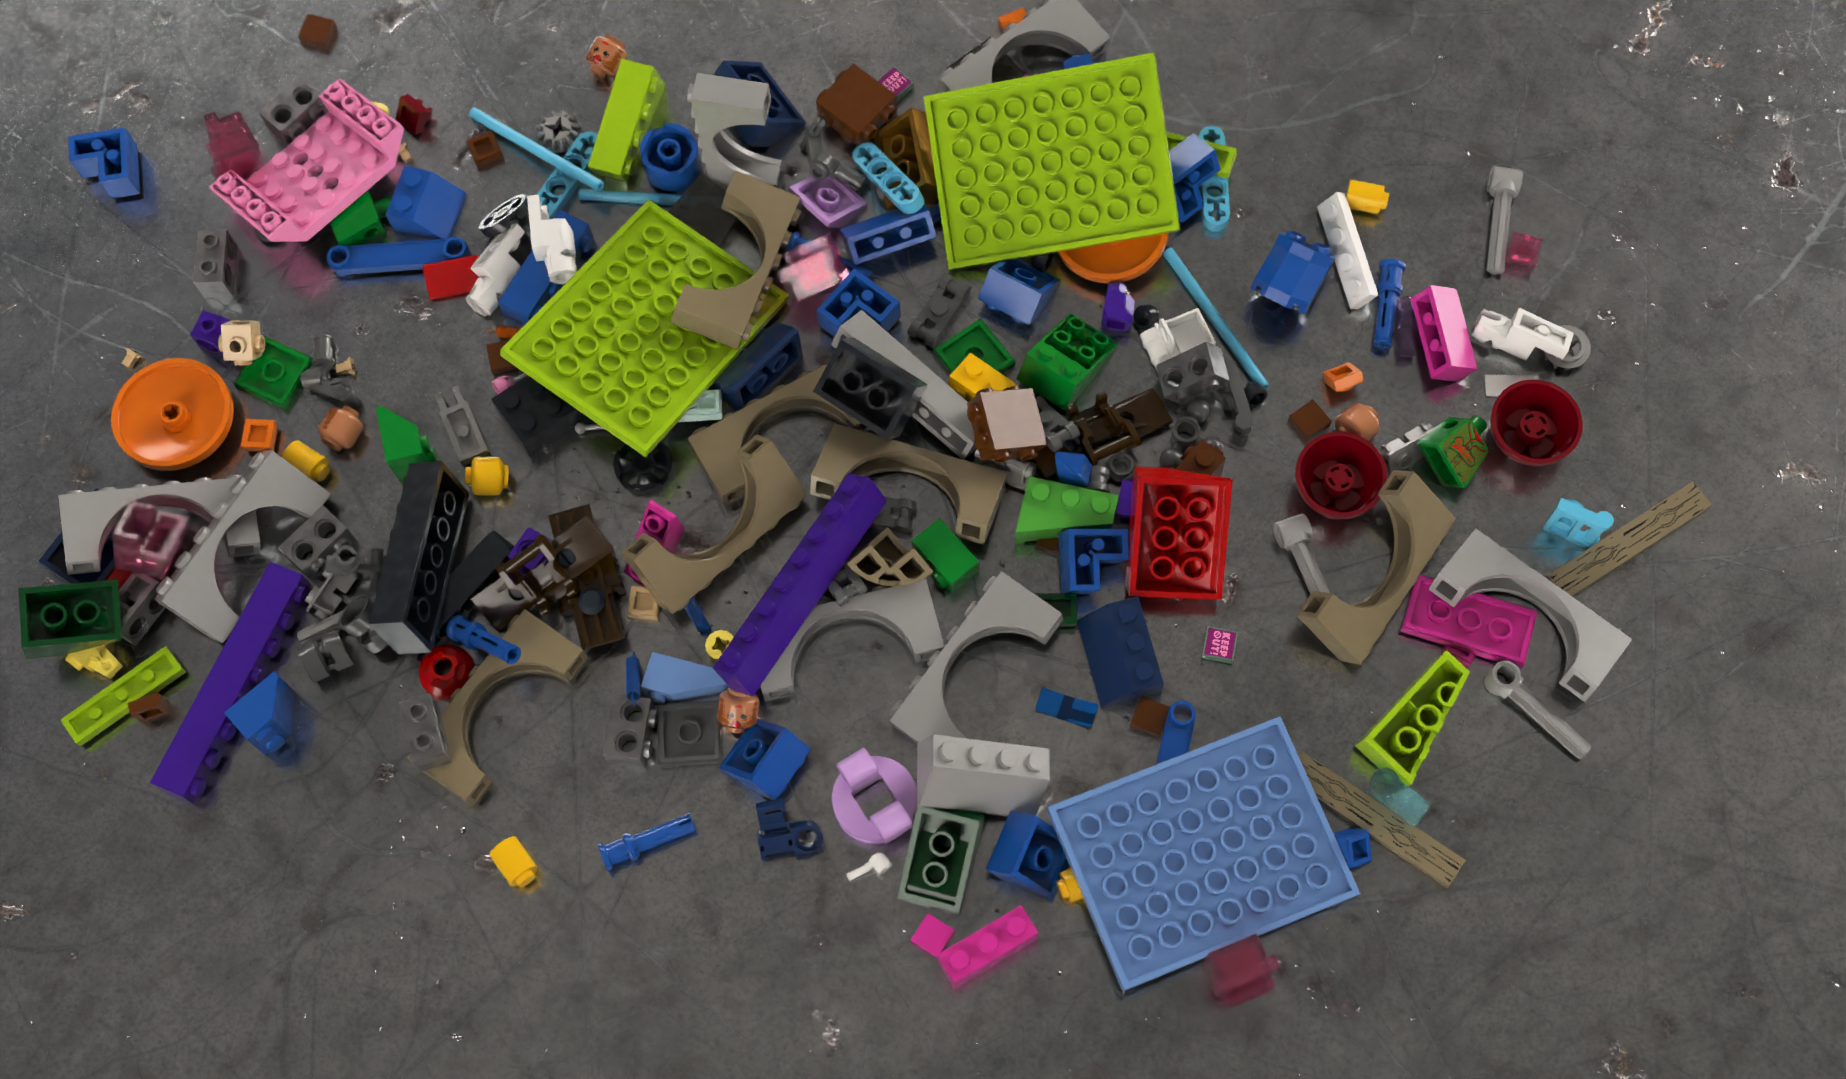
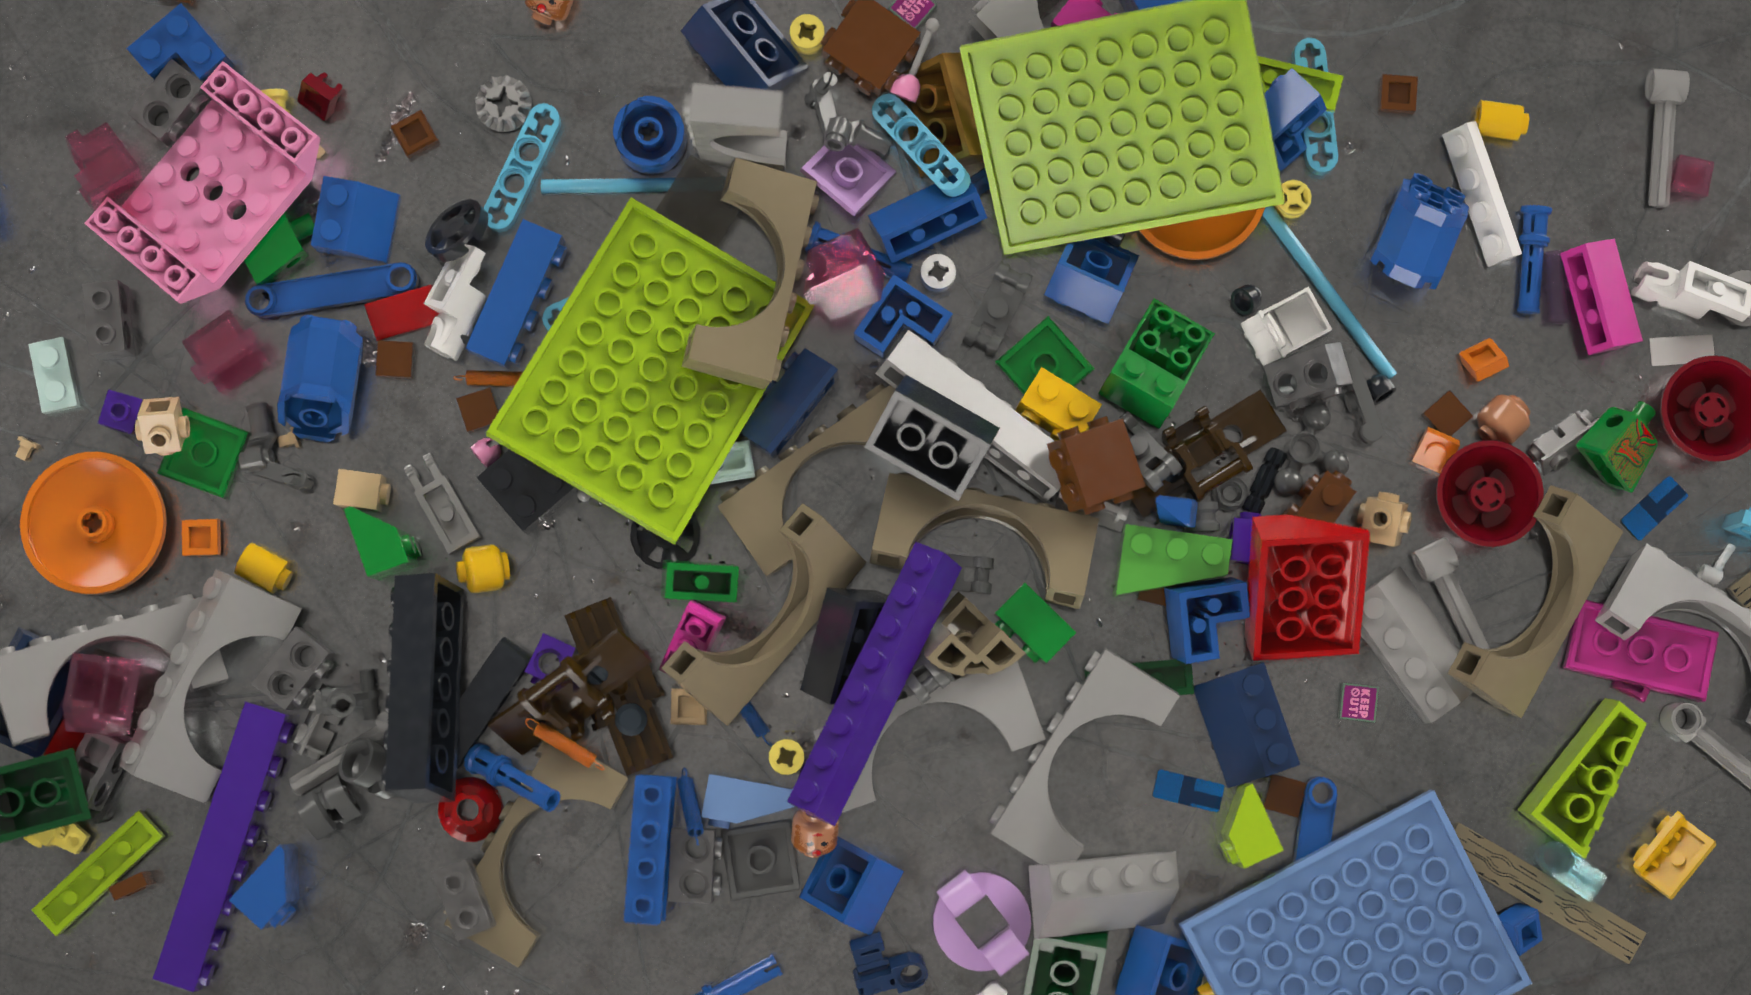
camera: 10 degrees left, 15 degrees up
(165, 305) = (54, 375): none -> light aqua plate
(304, 292) = (226, 352): none -> clear pink plate
(310, 62) = (181, 39): none -> blue brick
(340, 428) = (298, 522): nougat head -> none
(376, 316) = (320, 378): none -> blue brick
(399, 402) = (361, 490): none -> tan brick
(441, 313) = (395, 359): none -> reddish brown tile
(532, 615) = (564, 744): none -> orange piece
(536, 149) = (480, 133): medium azure piece -> none
(551, 242) = (523, 268): white plate -> none
(588, 714) = (650, 849): none -> blue fence
(626, 120) = (587, 90): lime wedge -> none
(672, 494) = (699, 581): none -> green brick
(777, 541) = (839, 638): none -> black wedge
(805, 104) = (810, 40): none -> light yellow wheel
(881, 135) = (907, 85): none -> hinge
(893, 286) = (938, 280): none -> white wheel
(1115, 737) = (1248, 830): none -> lime slope
(1117, 308) = (1212, 289): dark purple rock -> none
(1151, 457) = (1264, 480): none -> black axle
(1190, 237) = (1296, 193): none -> light yellow wheel
(1251, 494) = (1397, 518): none -> tan brick
(1267, 600) = (1412, 645): none -> light grey slope
(1282, 174) = (1398, 94): none -> reddish brown tile
(1294, 443) = (1435, 449): none -> orange plate
(1485, 507) = (1654, 507): none -> clear blue sticker
(1490, 792) = (1672, 855): none -> yellow bracket
(1536, 562) = (1714, 575): none -> white hand

